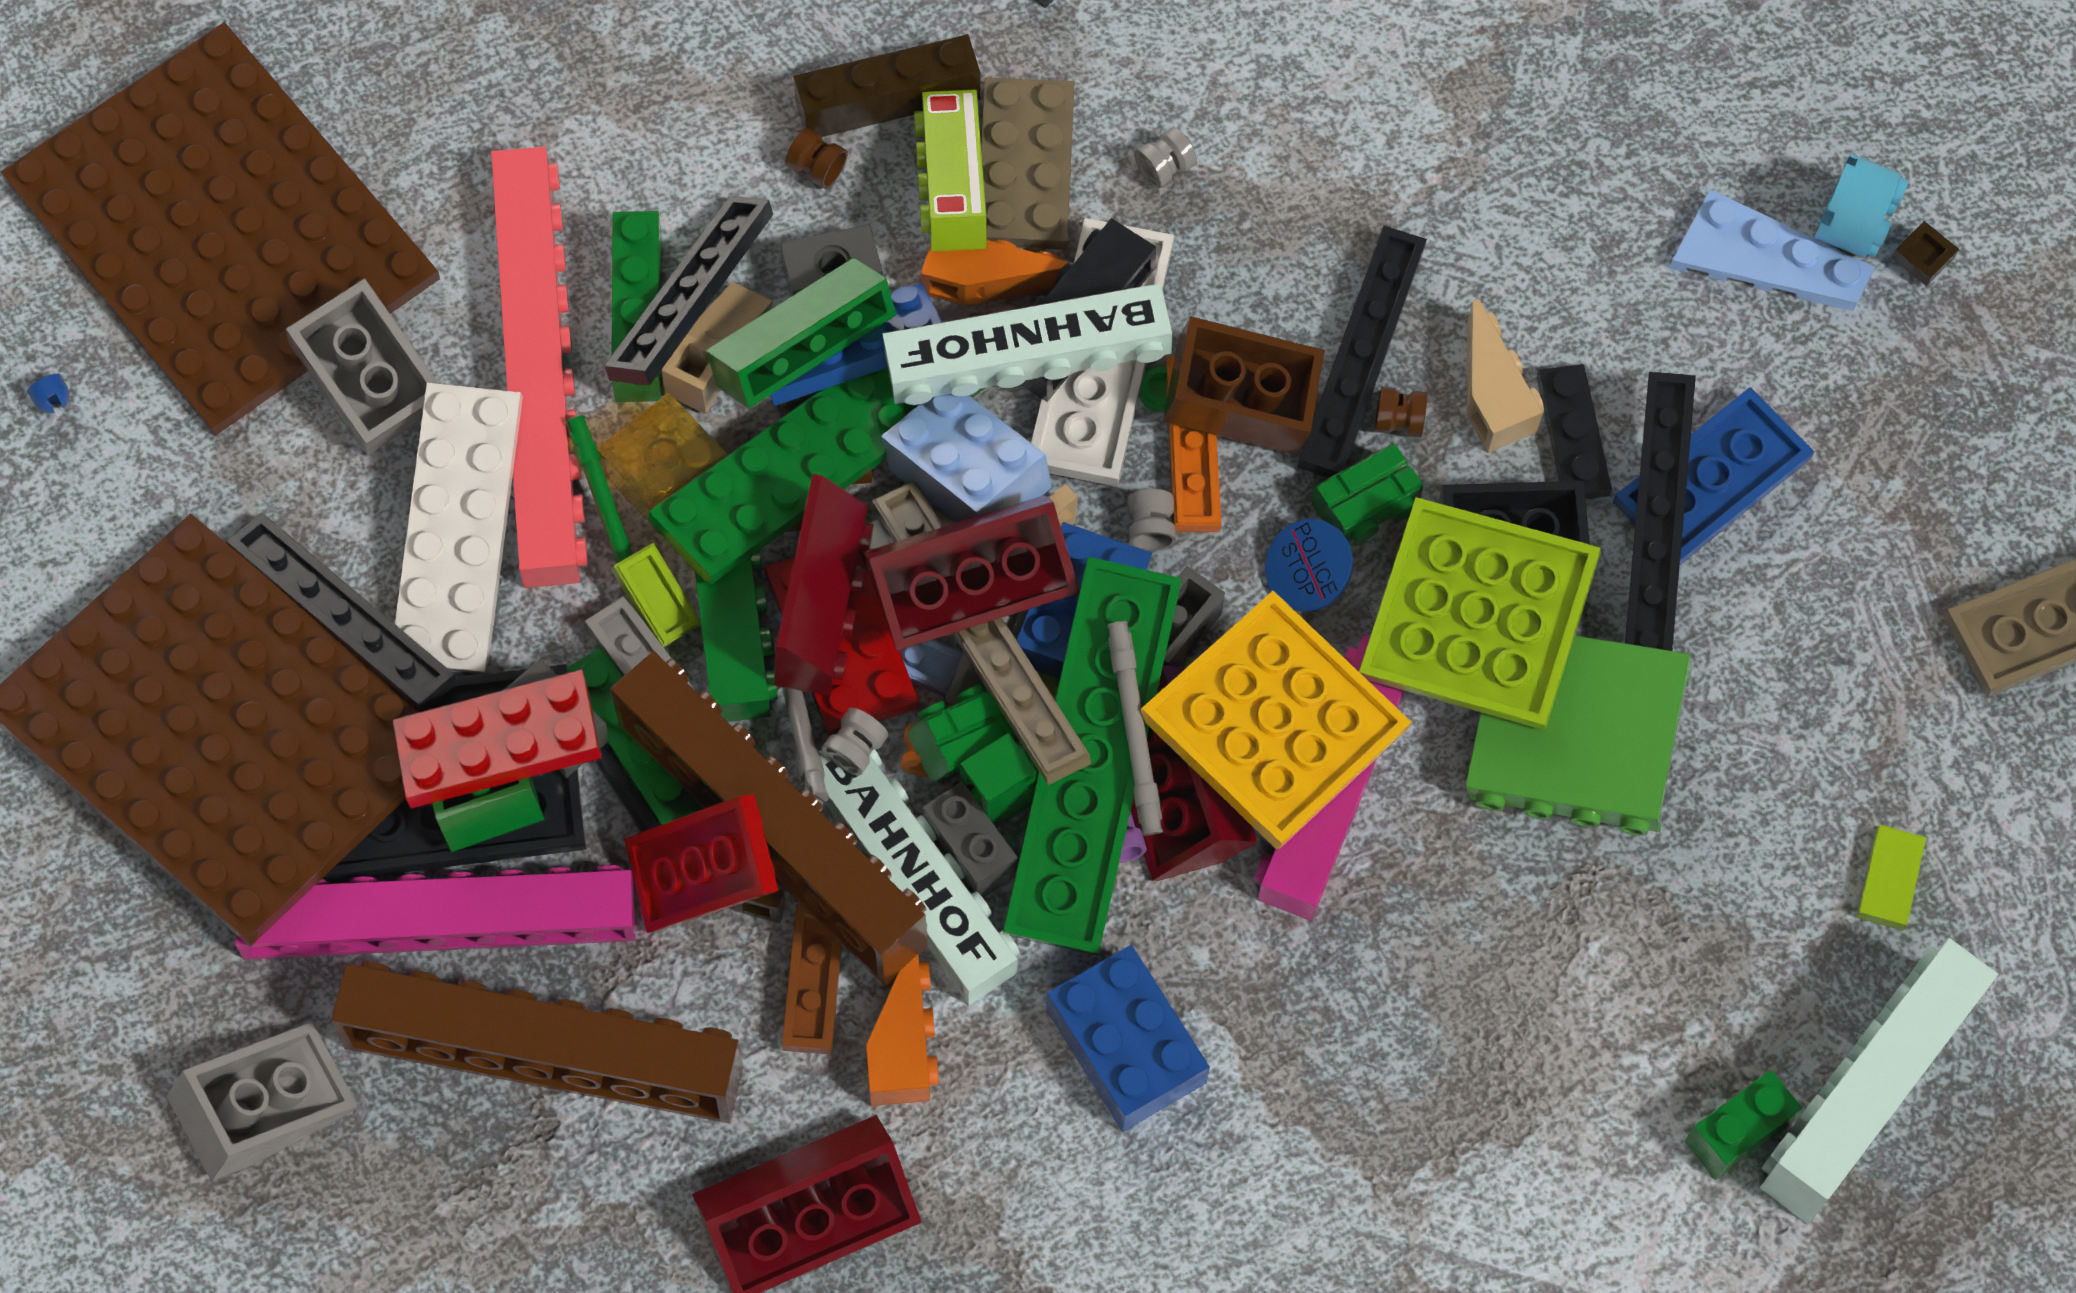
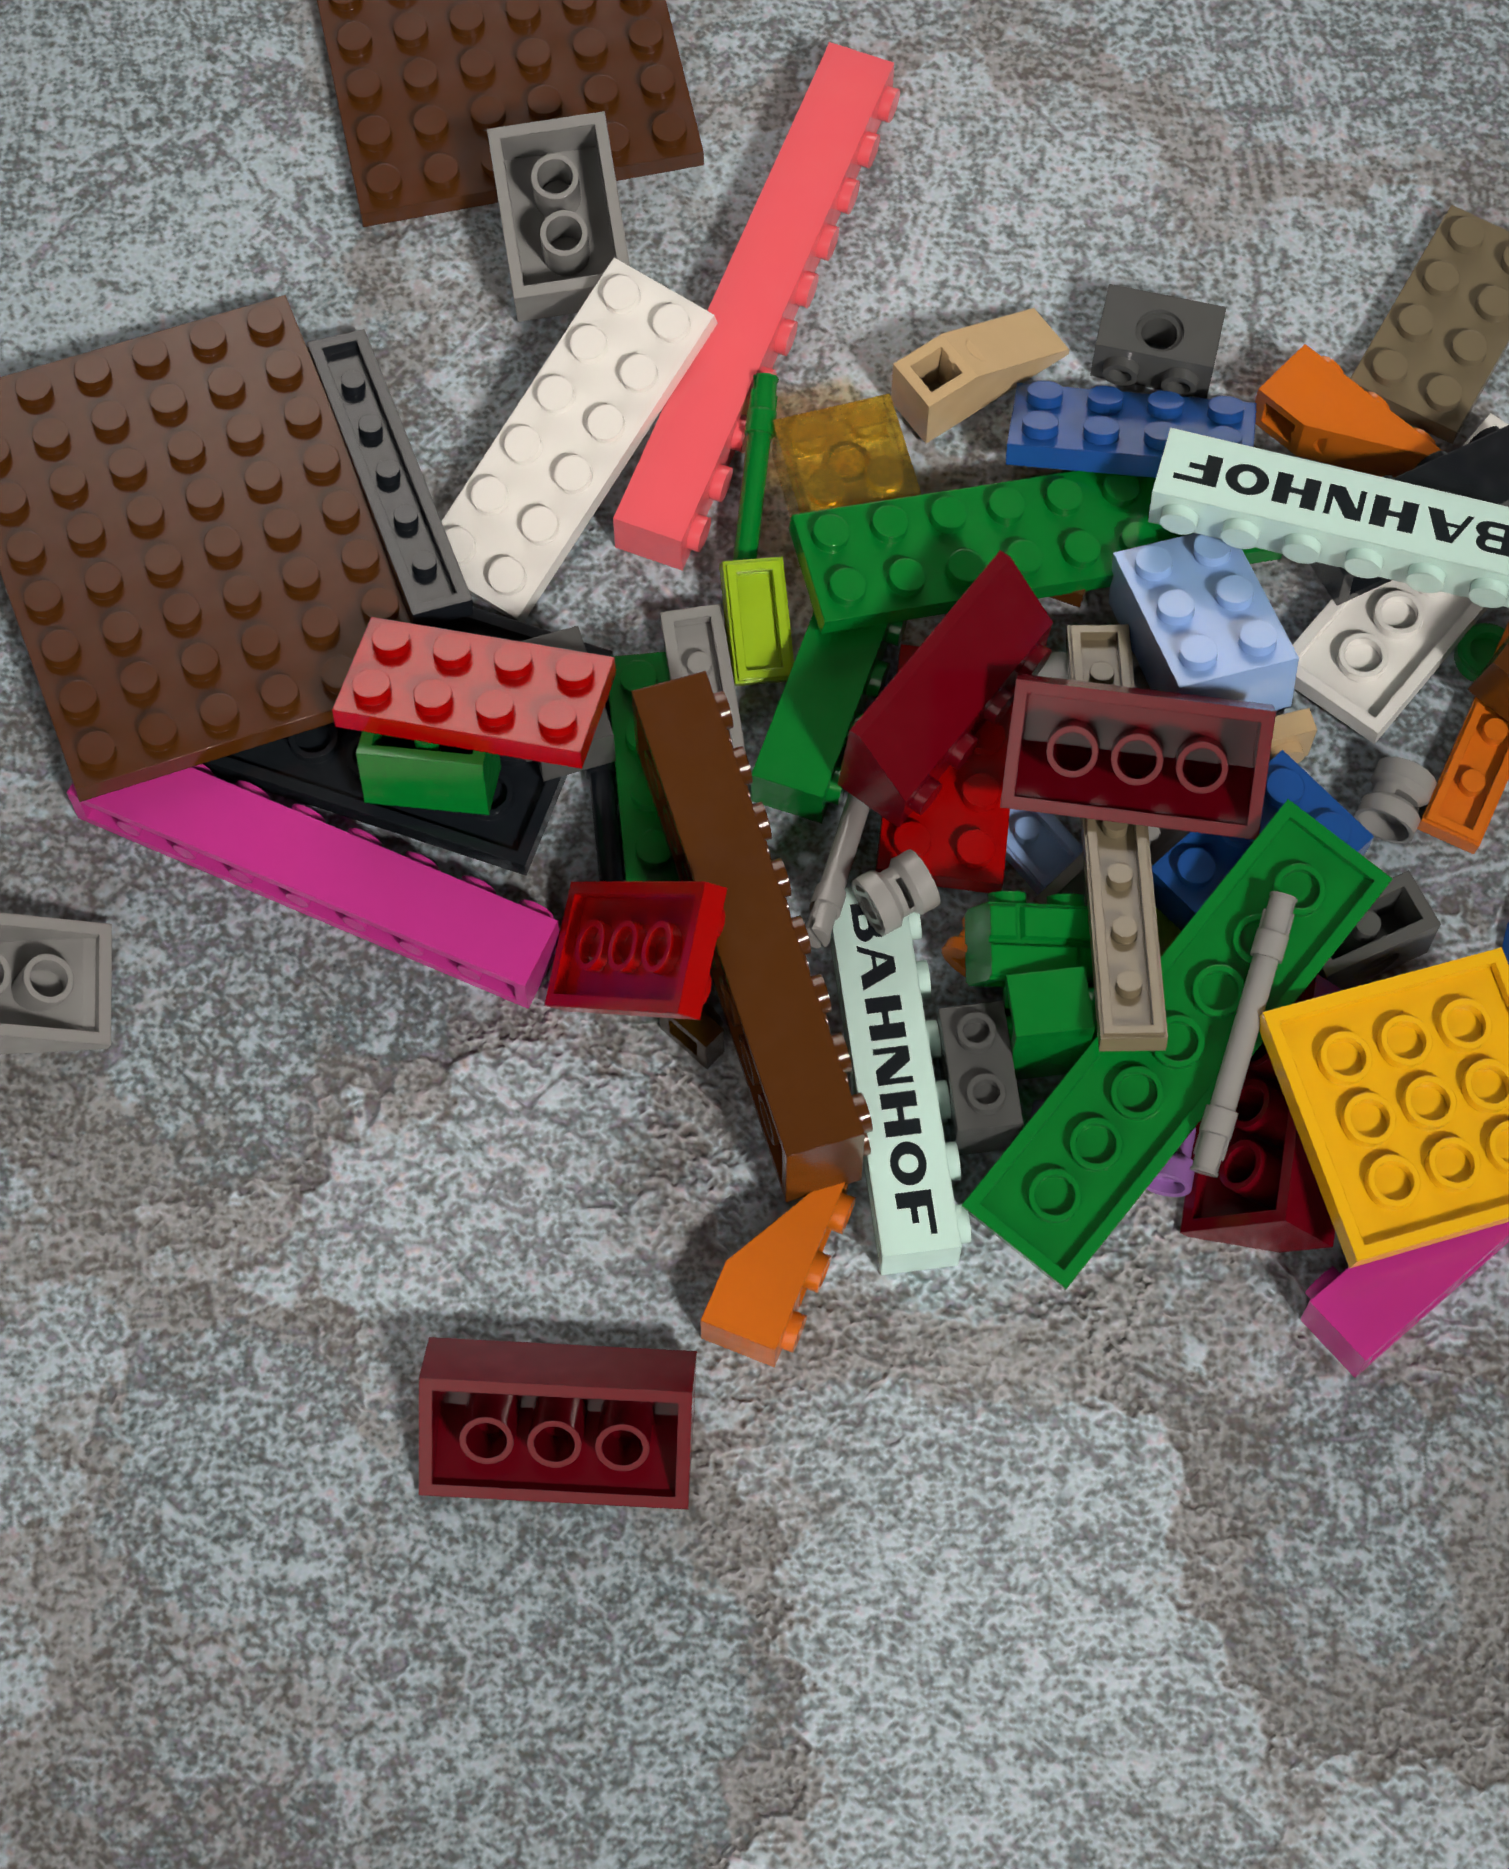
camera: 30 degrees right, 0 degrees up
(48, 392) = (207, 98): blue hinge -> none
(538, 1041) = (348, 1071): reddish brown brick -> none
(634, 286) = (907, 283): green brick -> none
(688, 291) = (971, 289): black plate -> none
(801, 332) = (1078, 390): green brick -> none
(811, 987) = (701, 1162): dark orange plate -> none
(816, 158) = (1203, 210): reddish brown wheel -> none
(883, 85) = (1329, 165): dark brown brick -> none
(953, 171) = (1355, 289): lime brick -> none
(1127, 1038) = (1050, 1409): blue brick -> none

